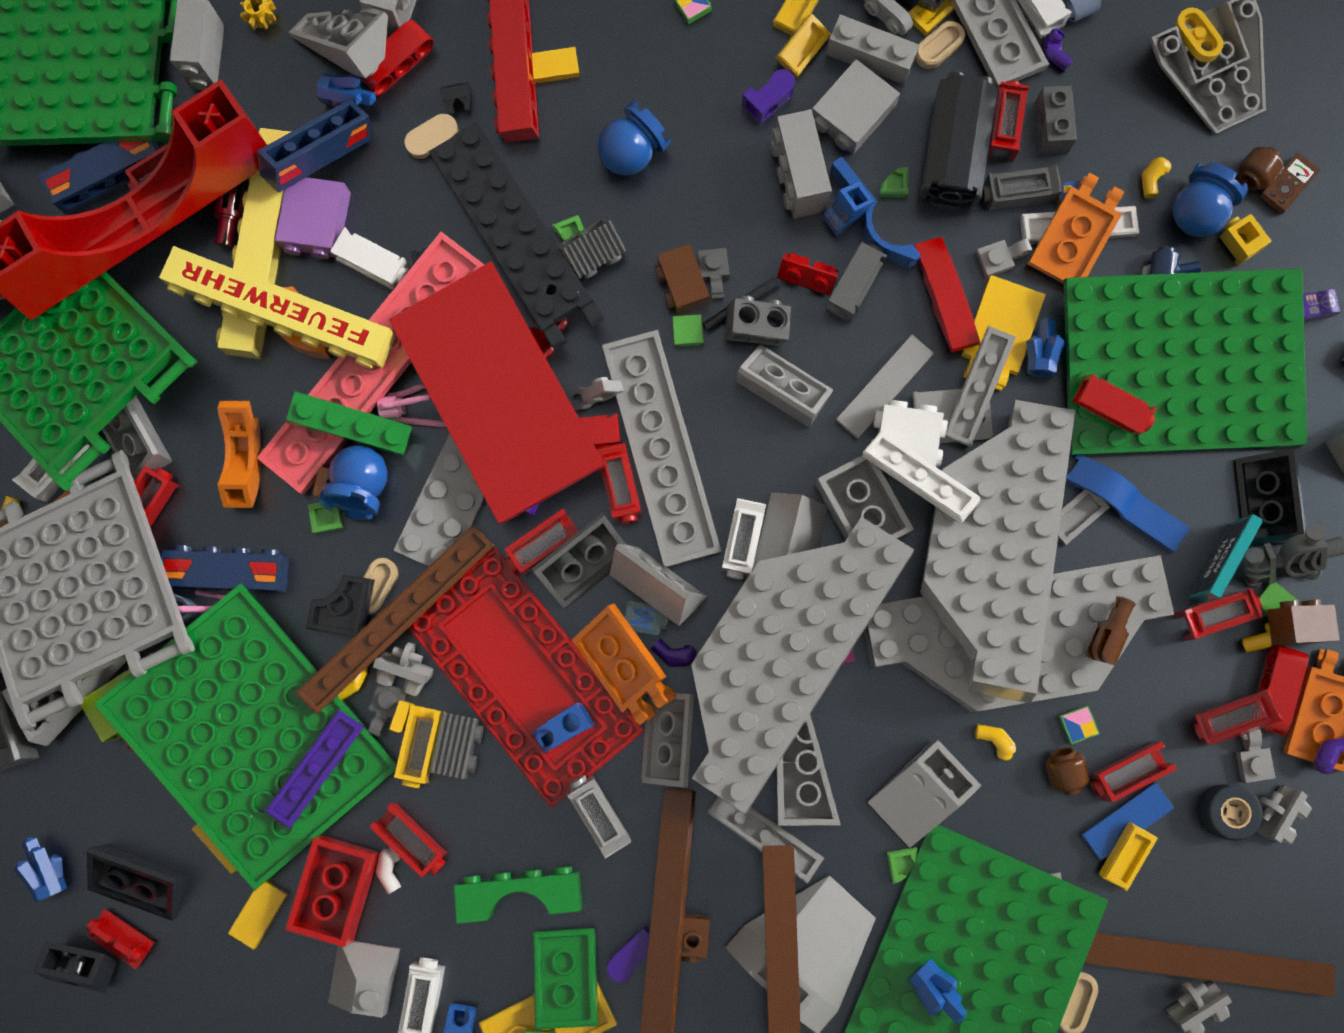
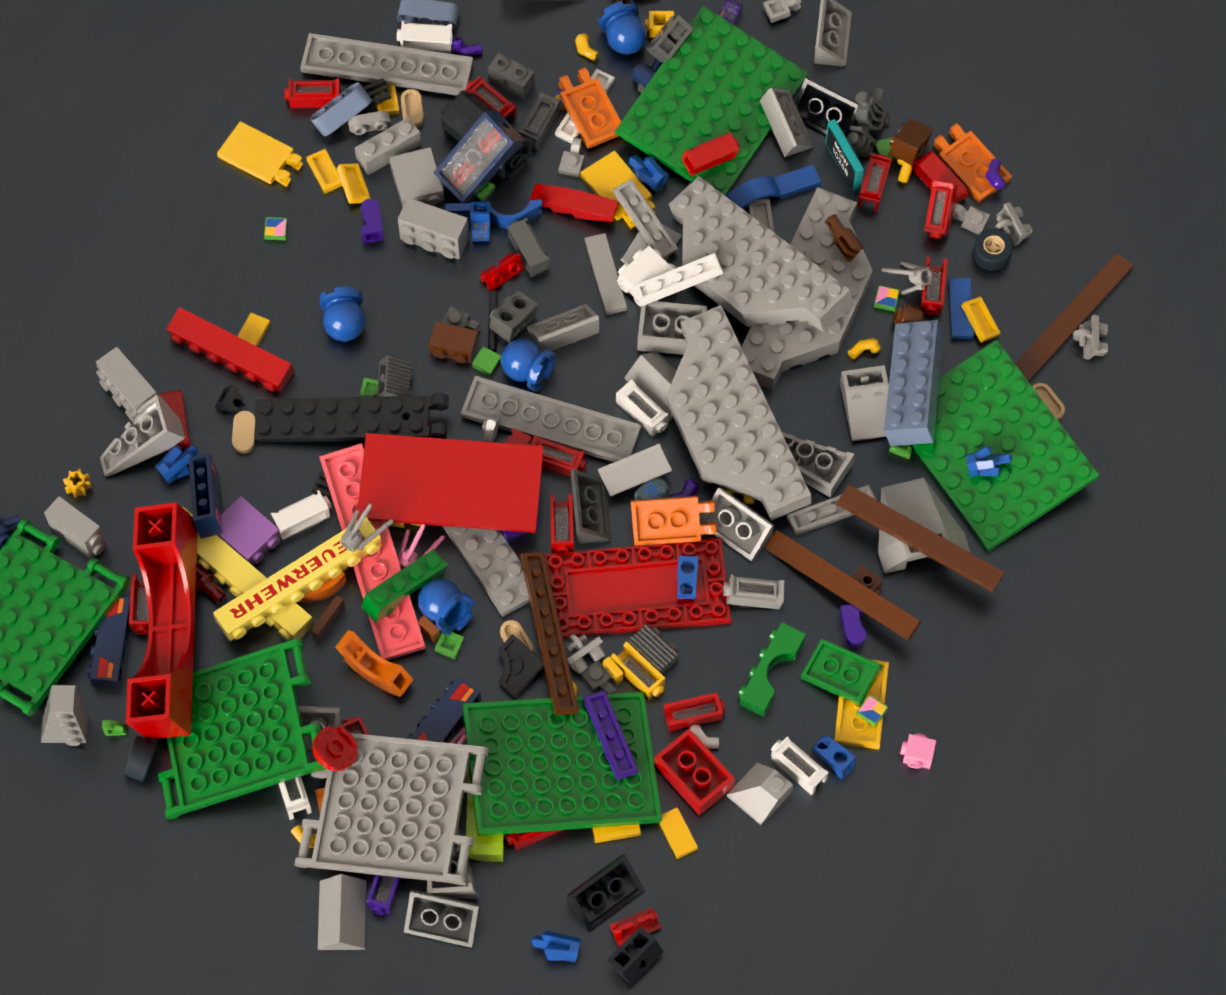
camera: 60 degrees left, 15 degrees down
(90, 483) = (335, 748): none -> red tile
(268, 369) = (328, 618): none -> reddish brown tile
(348, 333) = (353, 538): none -> light grey plant
(707, 373) = (525, 362): none -> blue tile
(919, 150) = (479, 156): none -> brick
(982, 836) = (914, 383): none -> sand blue brick
(1127, 752) = (918, 276): none -> light grey plant
(1222, 461) = (785, 121): none -> light grey slope
(1229, 259) = (669, 38): none -> dark grey brick

